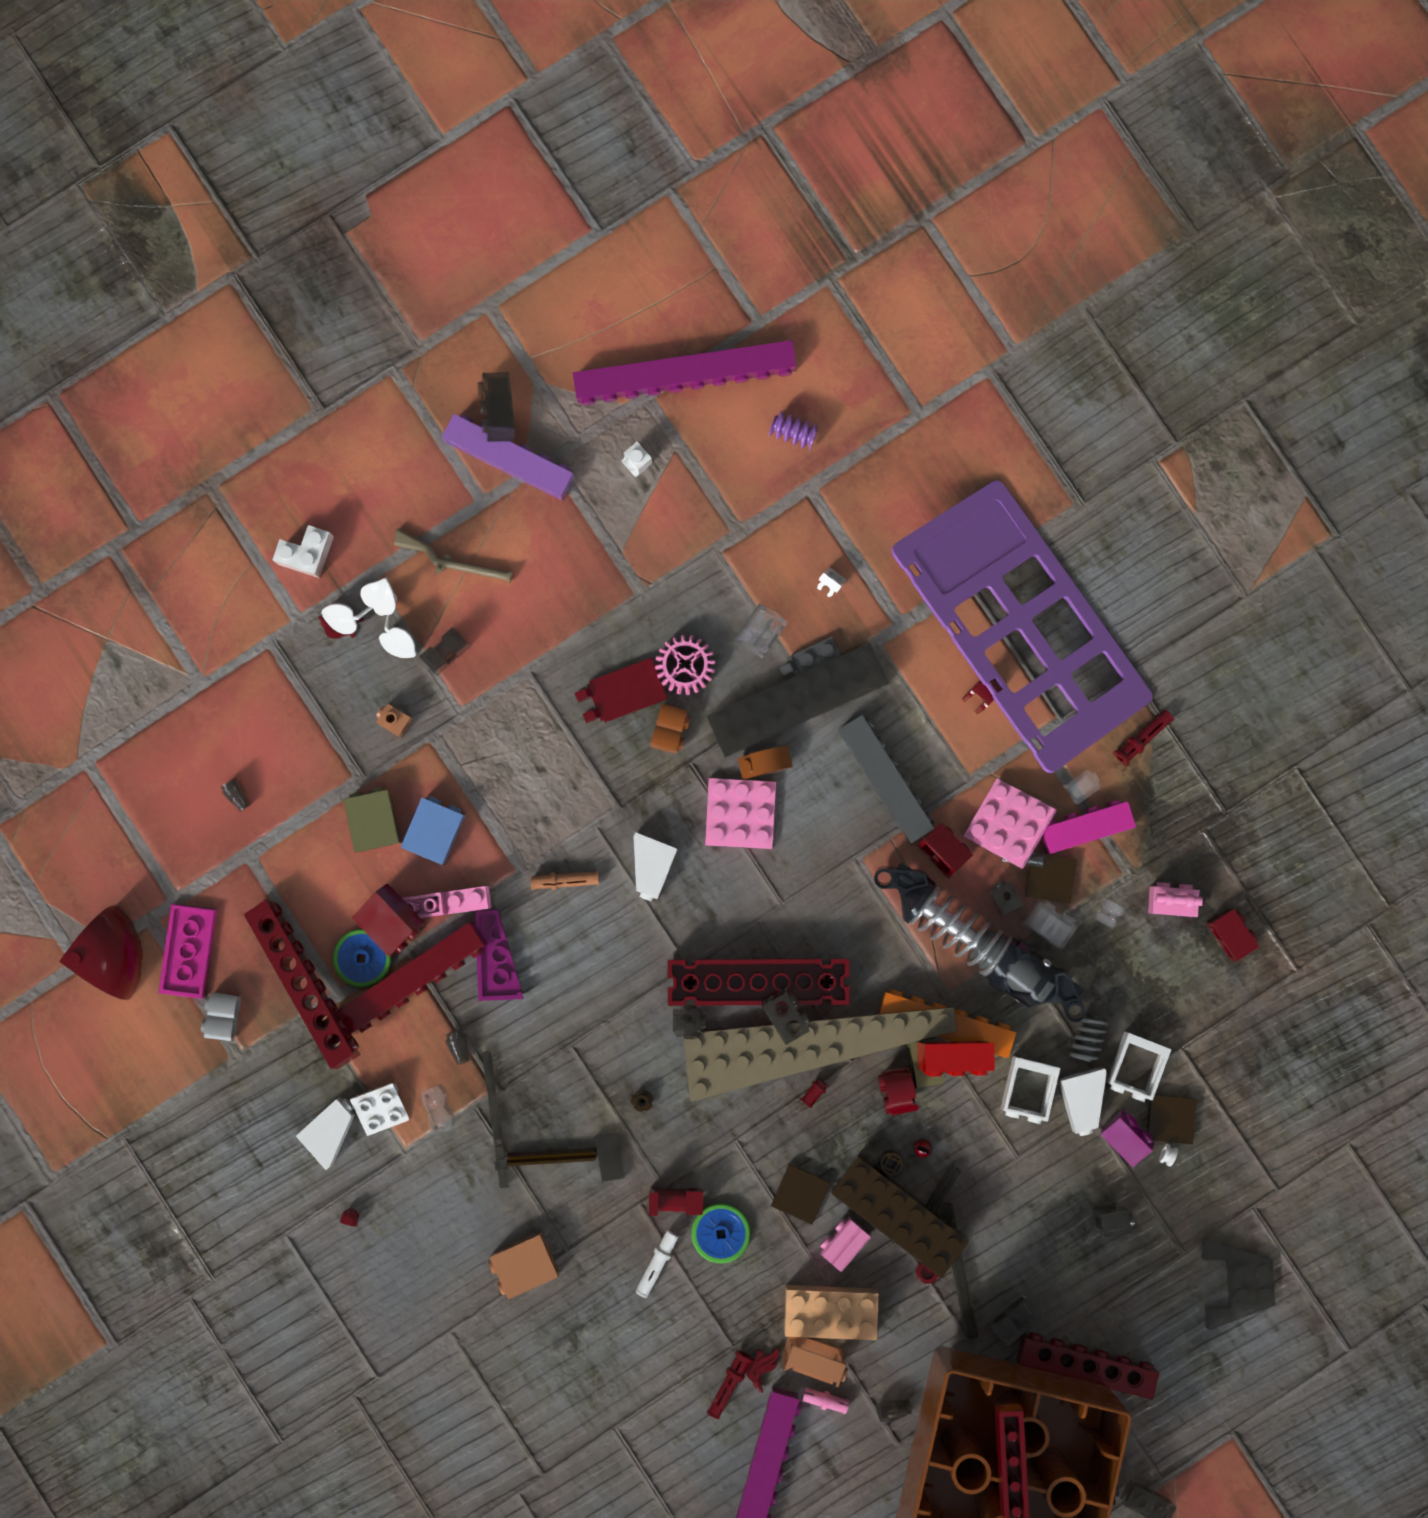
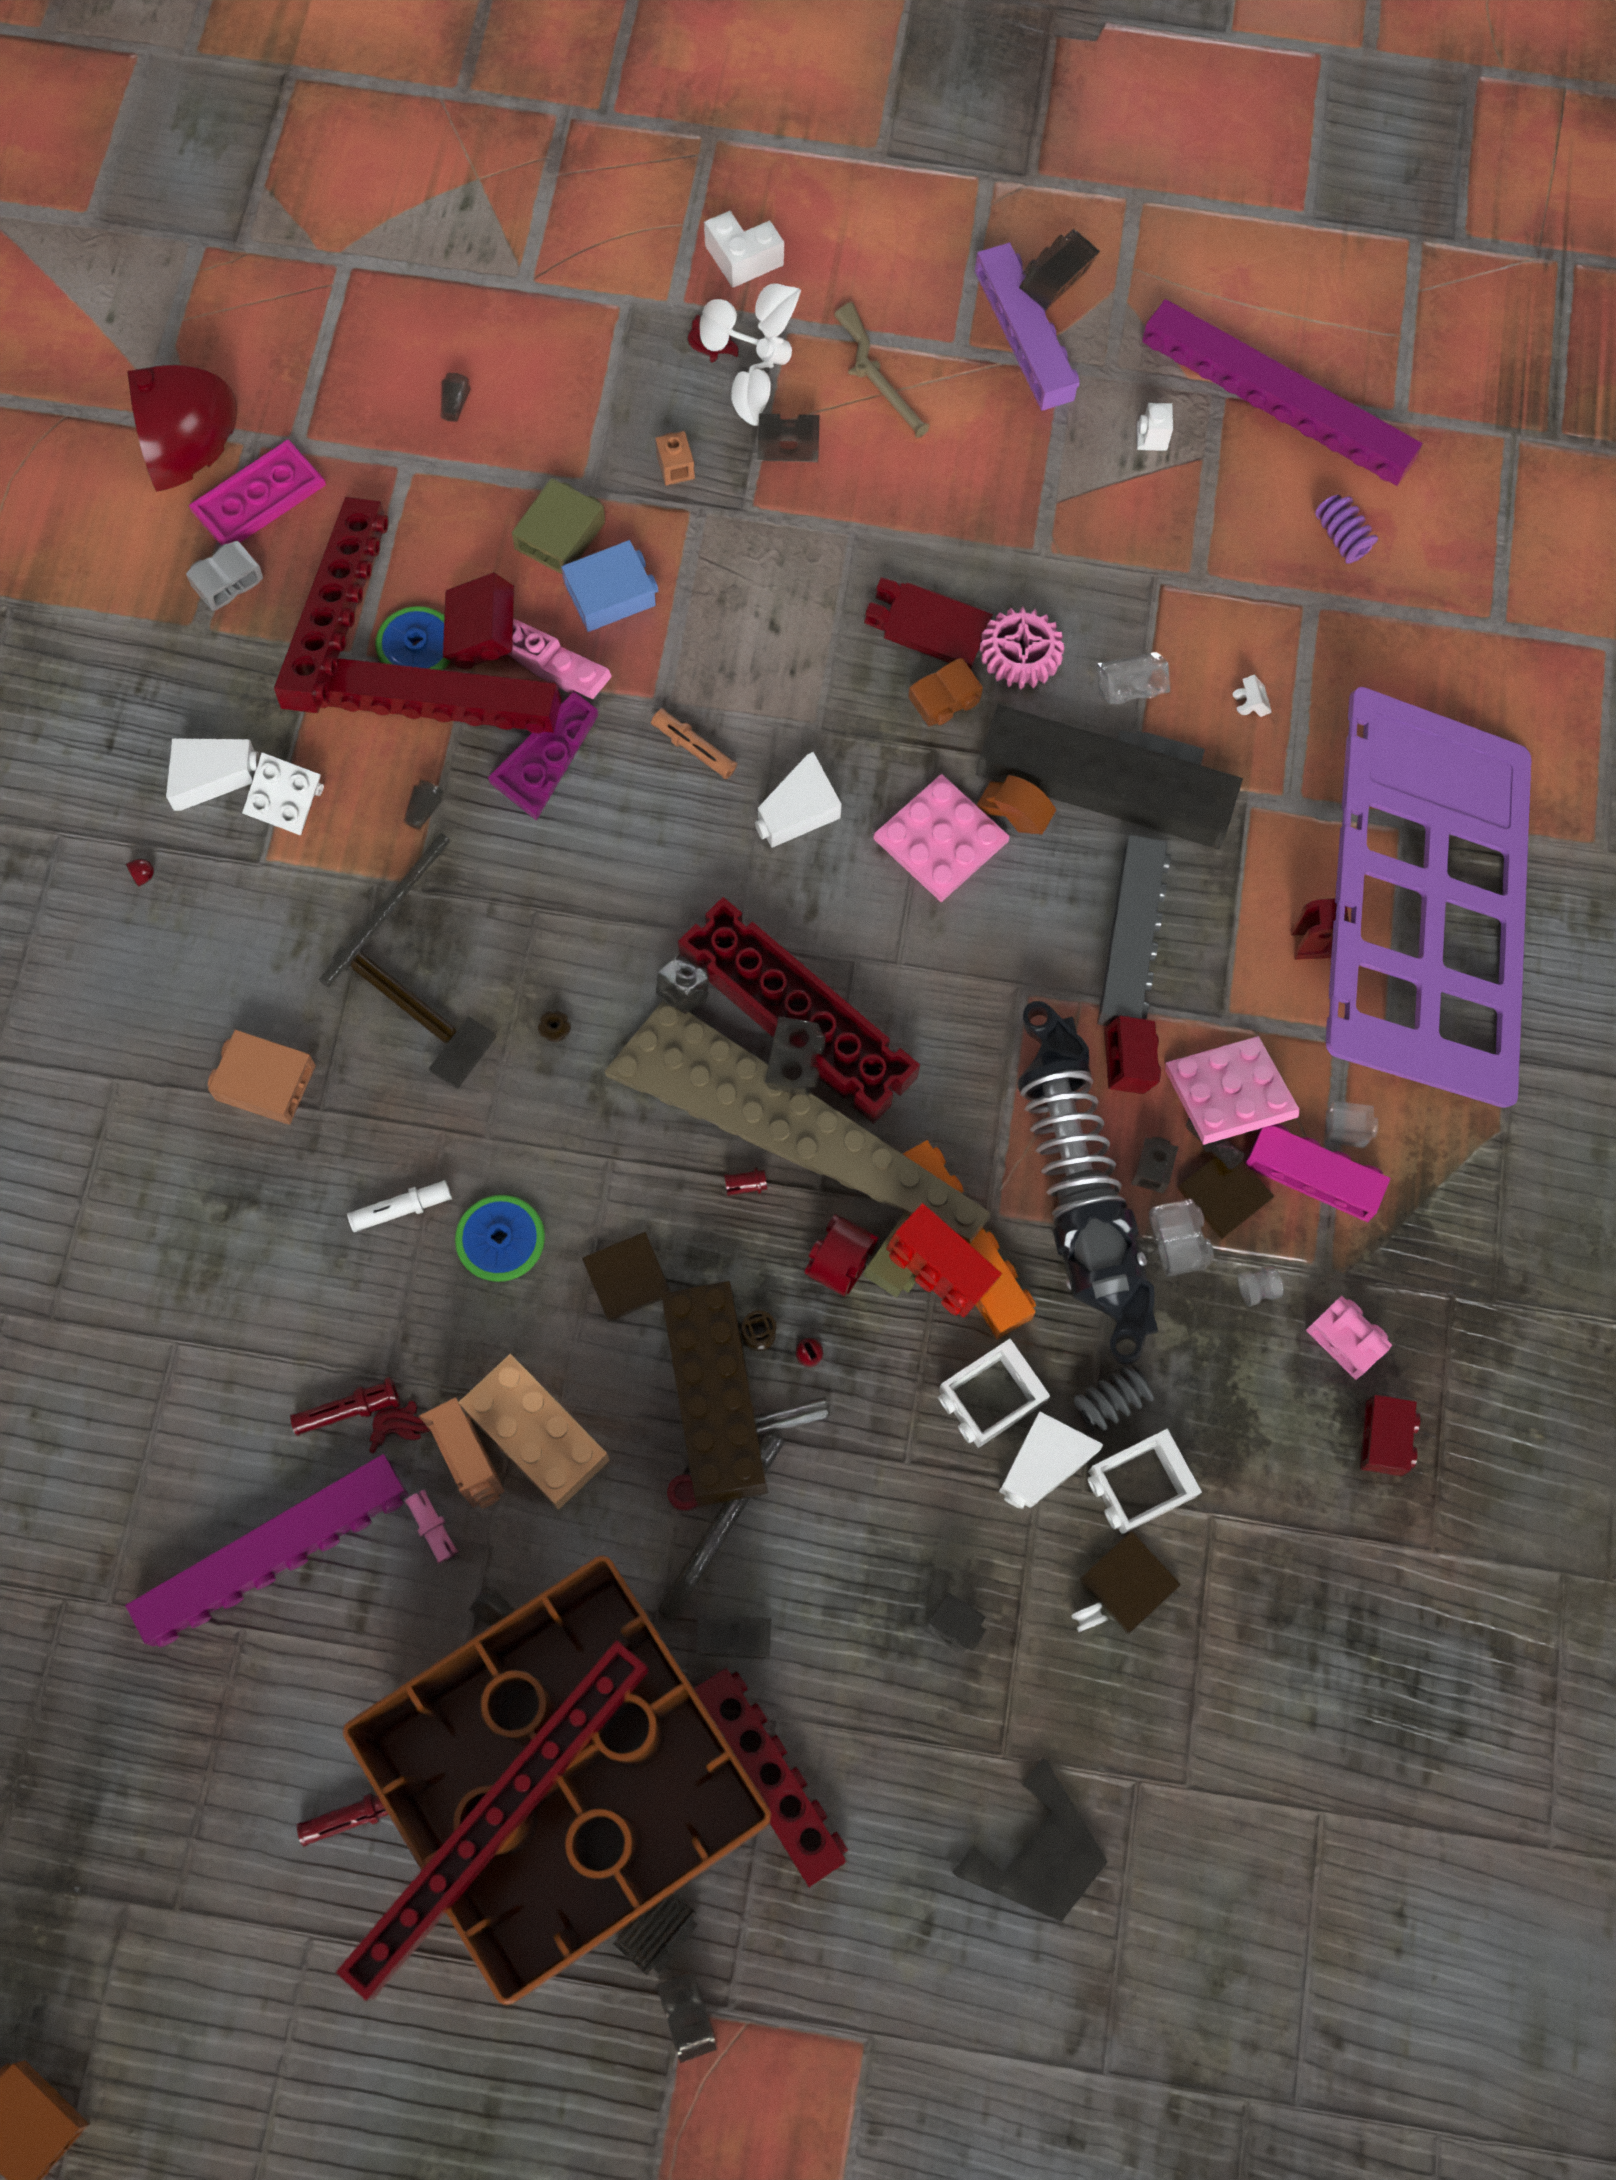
camera: 40 degrees right, 15 degrees down
(436, 1104) = (342, 836): clear brick -> none
(676, 1200) = (496, 1166): dark red piece -> none
(844, 1243) = (622, 1370): bright pink brick -> none
(1128, 1138) = (1059, 1550): magenta brick -> none
(1136, 744) = (1450, 1135): dark red pin -> none

